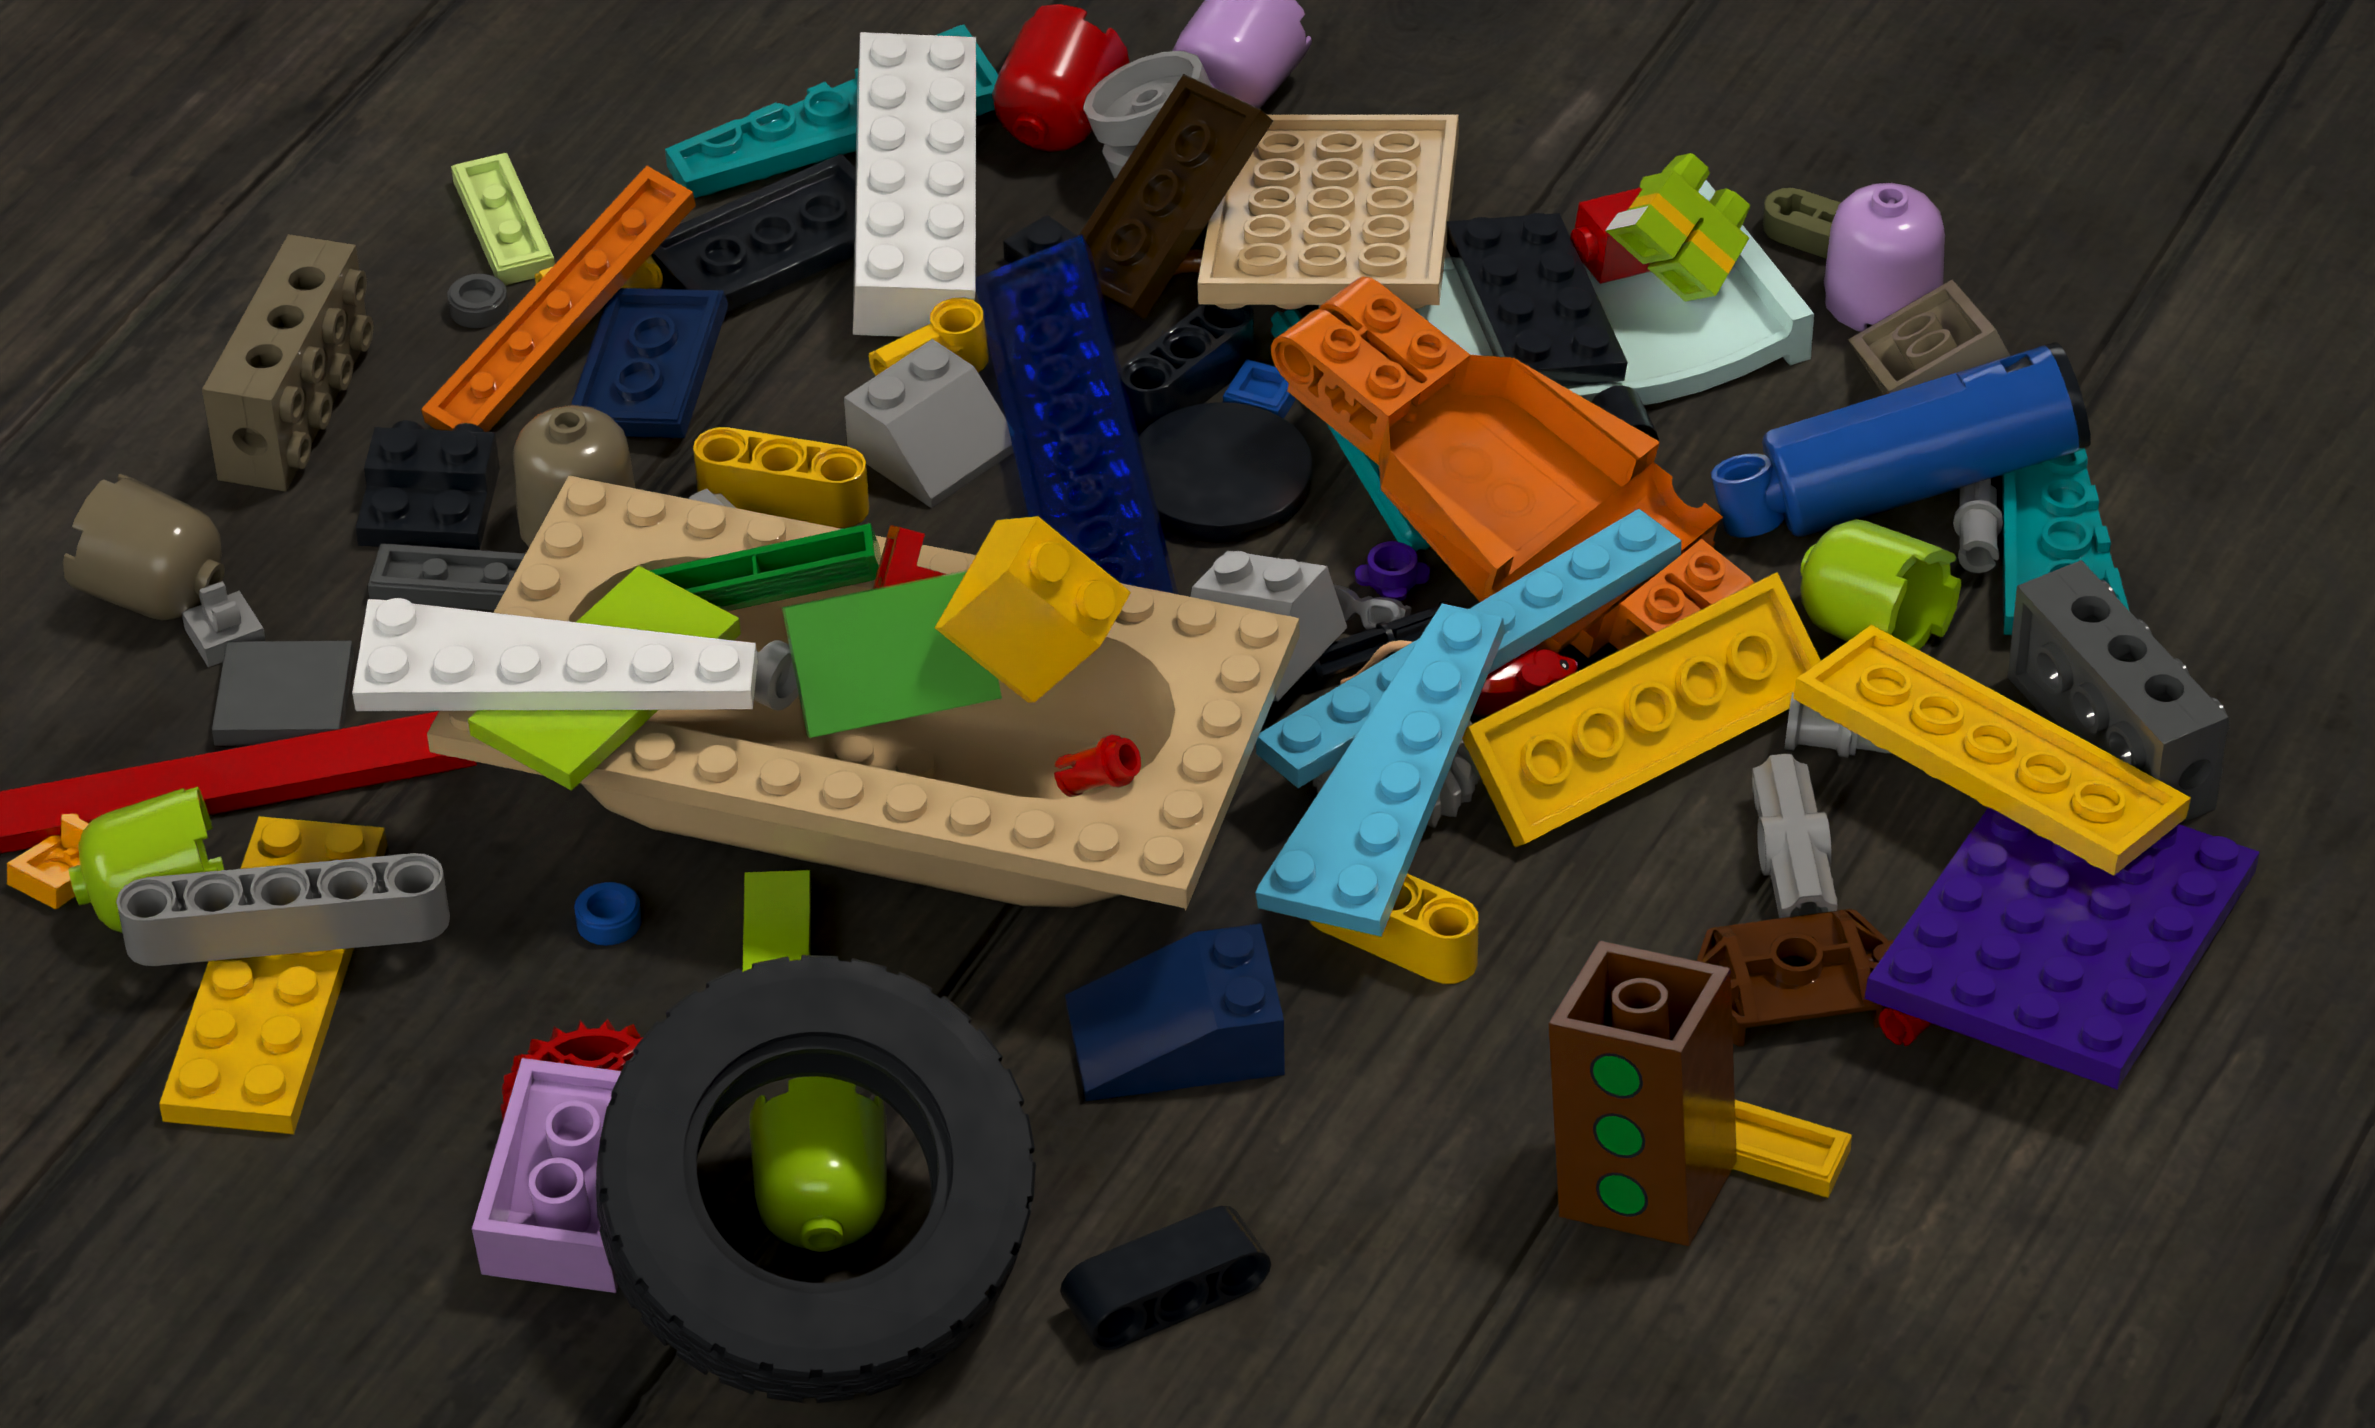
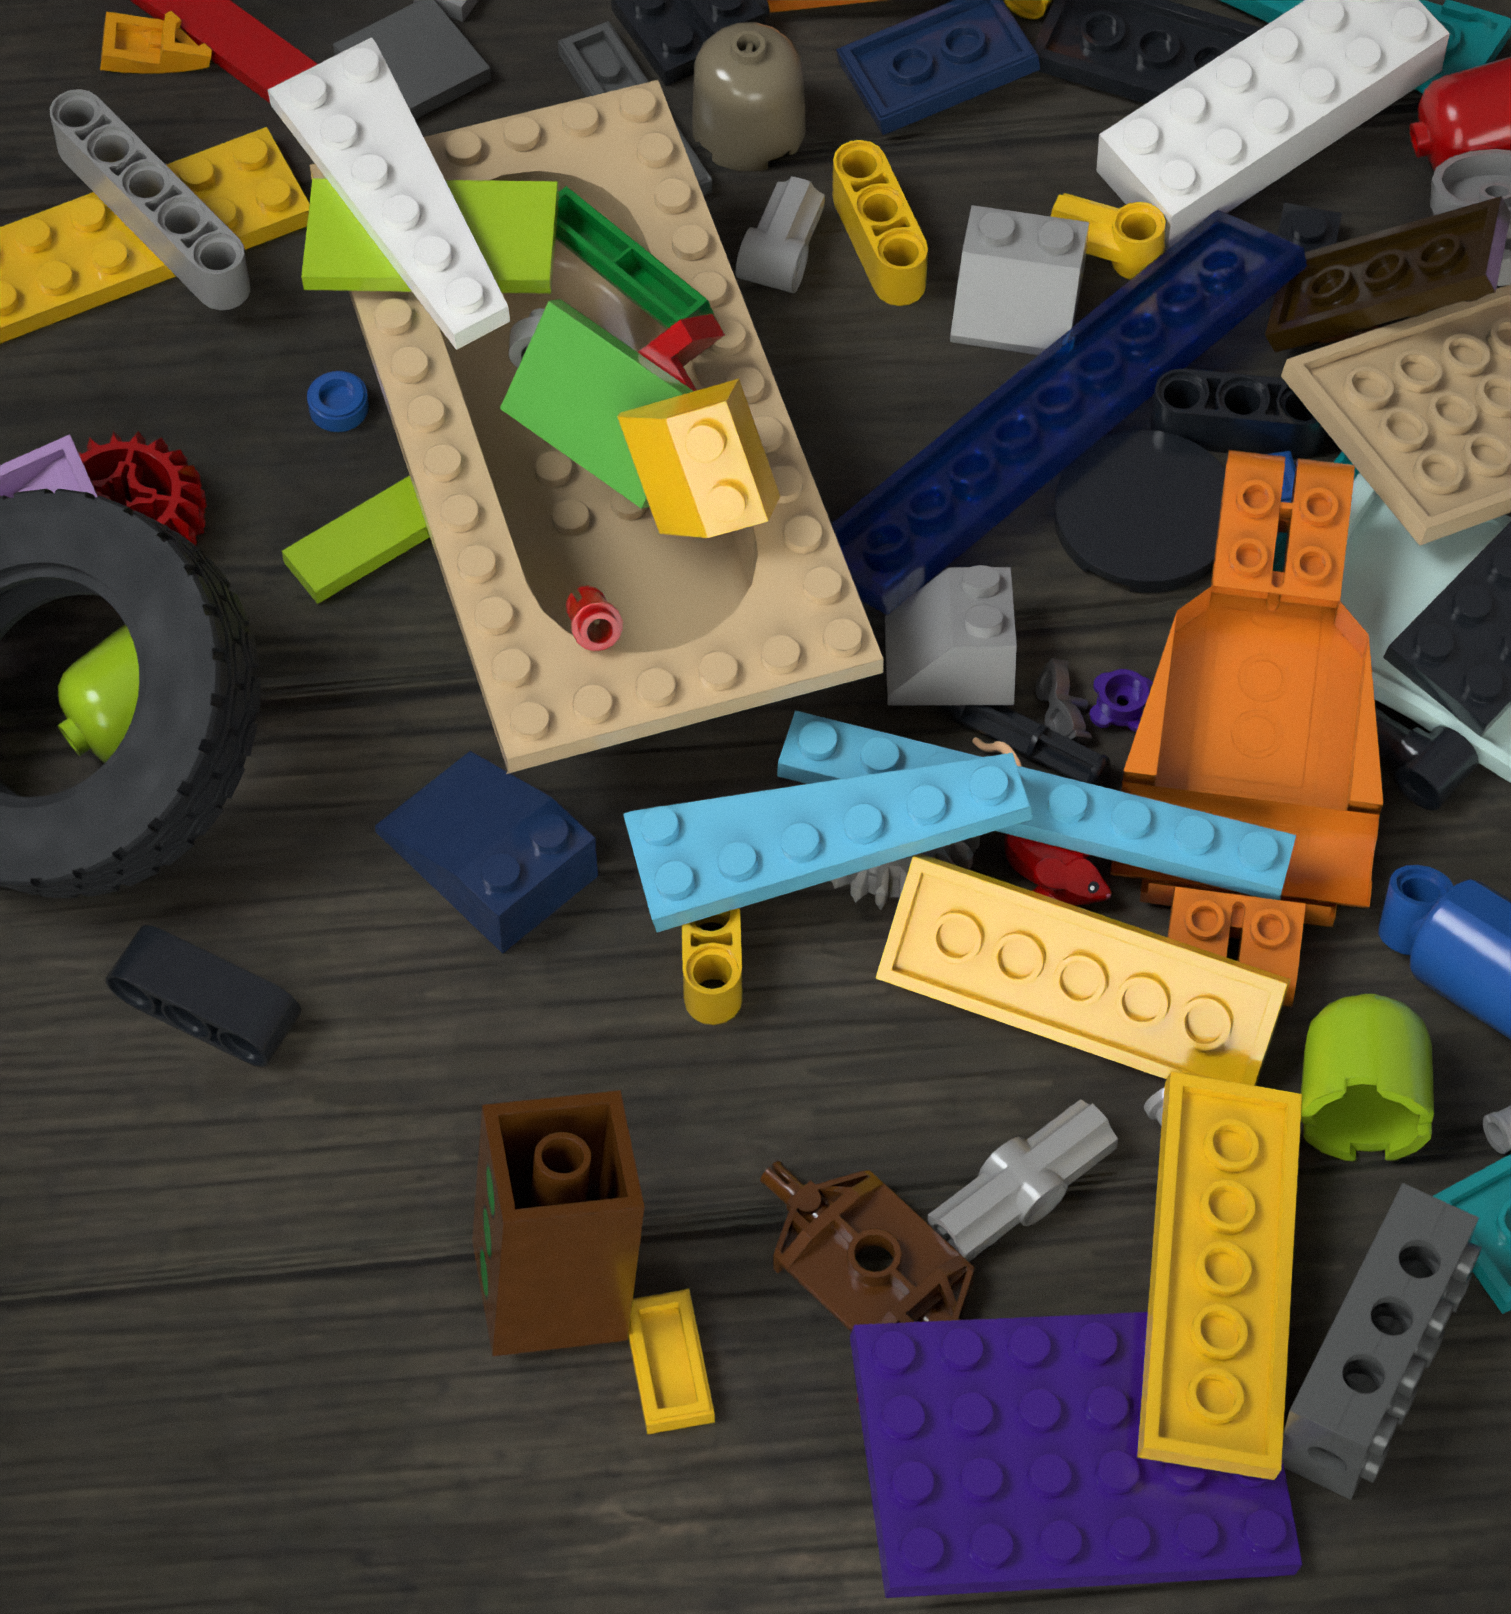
camera: 55 degrees right, 15 degrees up
(141, 842) = (156, 91): lime cylinder -> none

